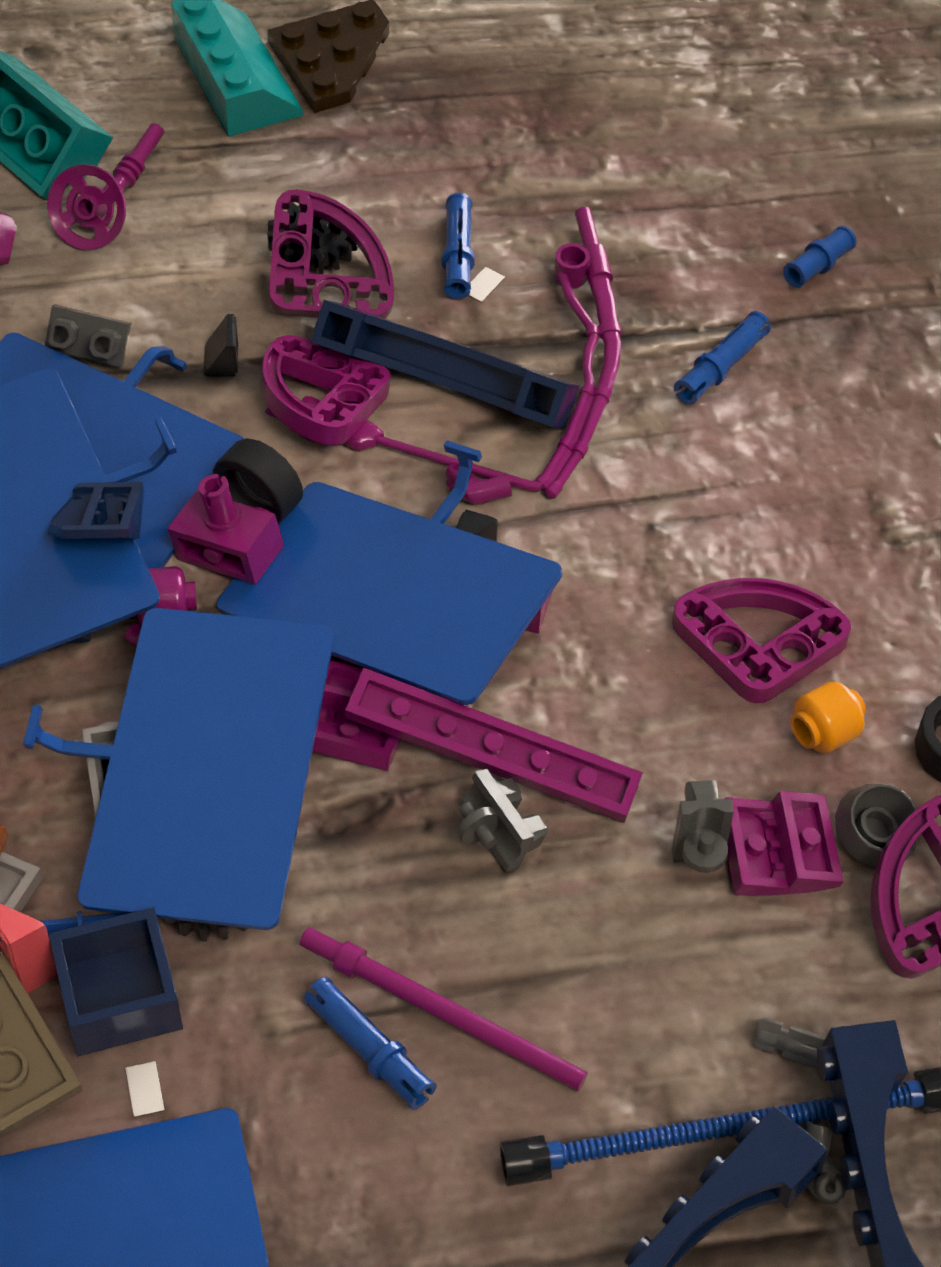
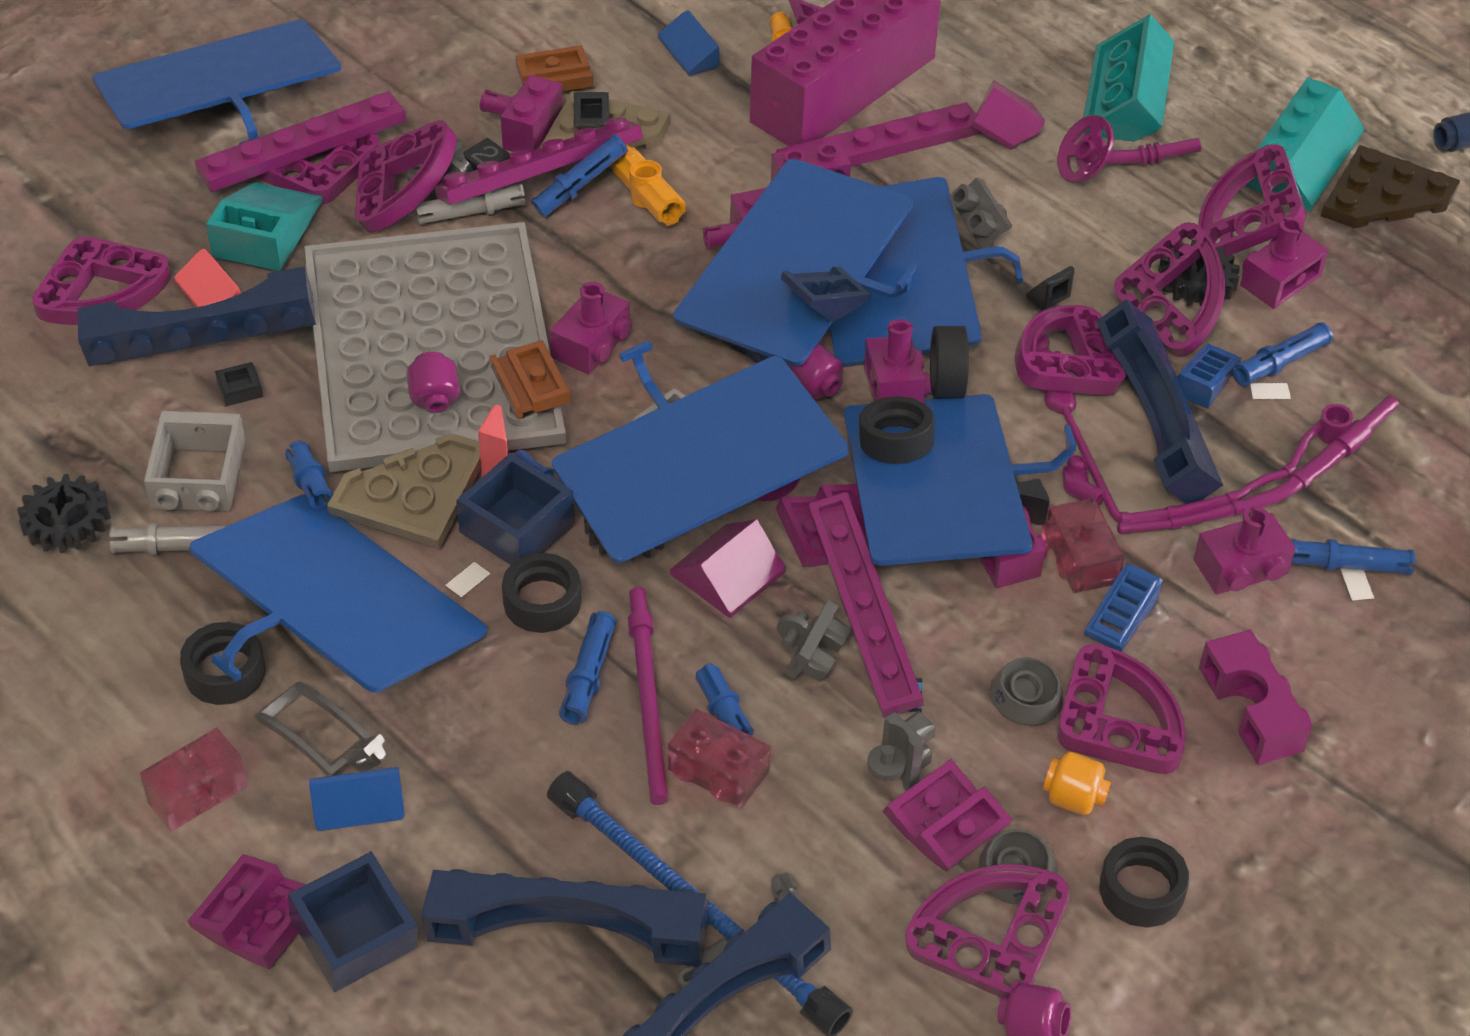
camera: 55 degrees right, 5 degrees down
(234, 988) = (541, 568): none -> black tyre
(301, 553) = (896, 412): none -> black tyre
(306, 137) = (1267, 213): none -> magenta beam
(340, 834) = (731, 566): none -> slope
(361, 170) = (1284, 264): none -> magenta brick
(449, 327) = (1204, 381): none -> blue slope
(512, 947) = (722, 701): none -> blue axle
(559, 529) = (1083, 545): none -> clear pink brick
(581, 994) = (718, 758): none -> clear pink brick
(639, 525) = (1135, 586): none -> blue slope
(664, 424) = (1244, 552): none -> magenta brick
(687, 687) = (1027, 691): none -> dark grey hat
(747, 375) = (1357, 584): none -> white sticker
(859, 523) = (1243, 667): none -> magenta arch

